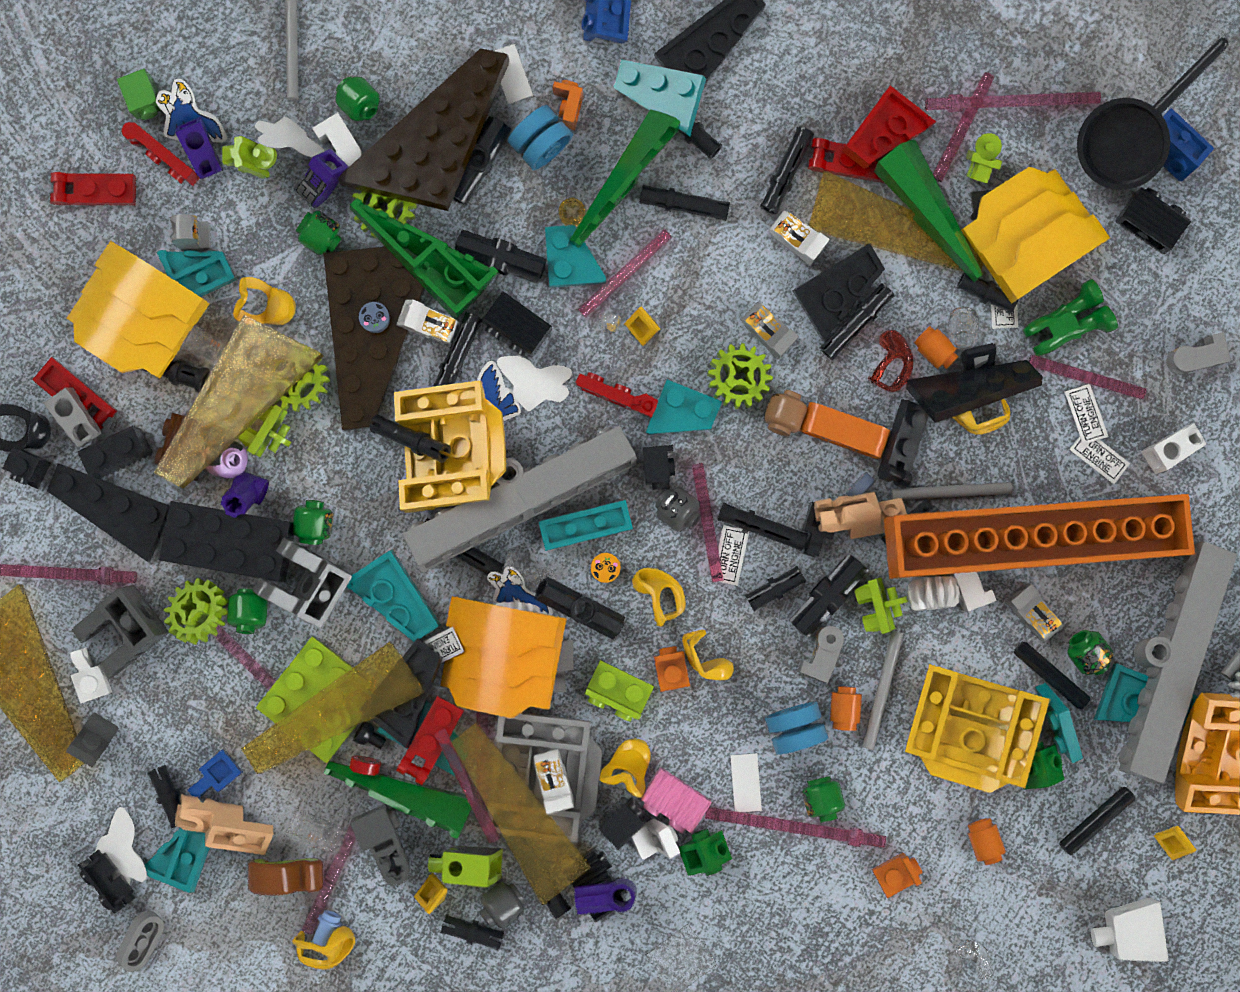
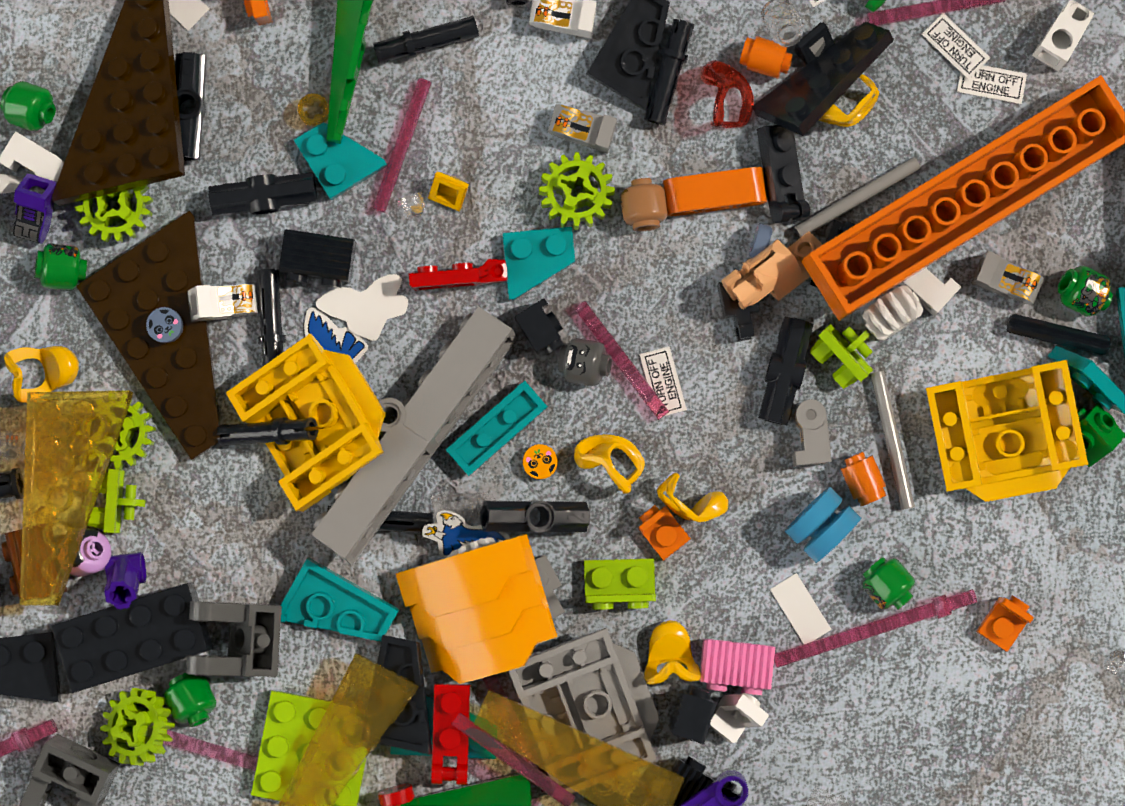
camera: 25 degrees left, 0 degrees up
(312, 522) = (210, 572): green head -> none
(365, 734) = (380, 763): black piece -> none
(445, 273) = (214, 241): green wedge -> none
(445, 644) = (415, 626): white sticker -> none
(540, 137) = (241, 49): dark azure wheel -> none
(553, 781) = (600, 709): white leg -> none
(705, 853) = (795, 702): green brick -> none
(764, 527) = (680, 335): black pin -> none
(775, 588) = (727, 392): black pin -> none
(986, 841) = (1078, 540): orange brick -> none

